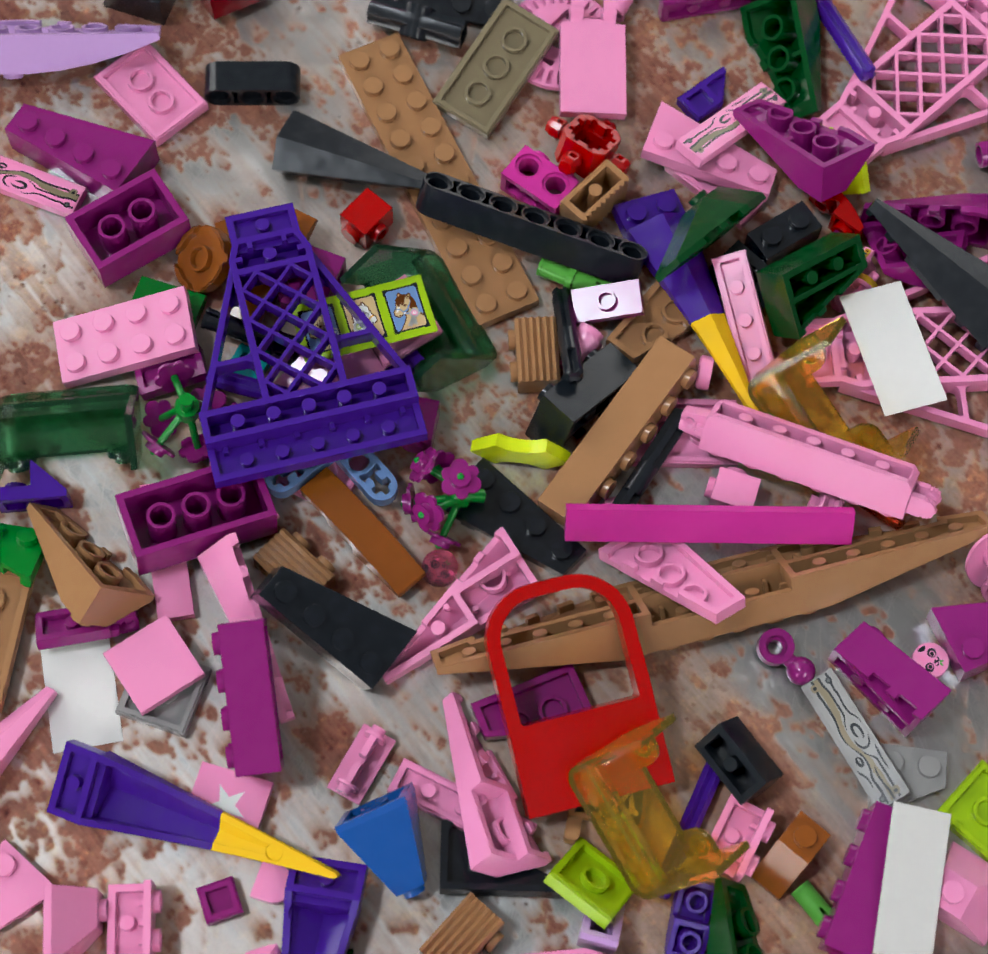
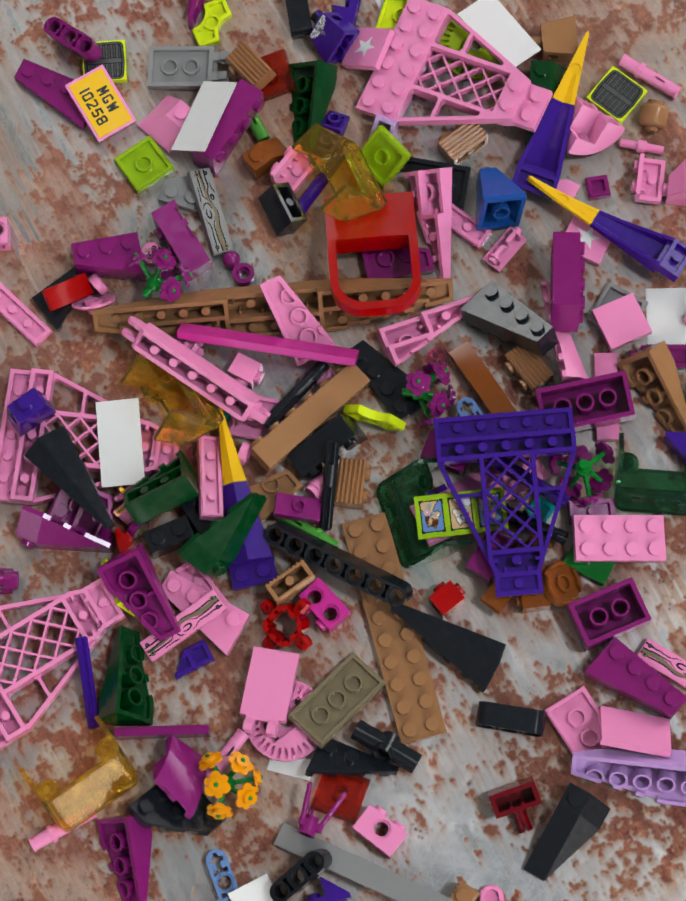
camera: 160 degrees left, 5 degrees up
(78, 80) = (634, 731): none -> bright pink tile
(906, 599) = (169, 280): none -> magenta plant

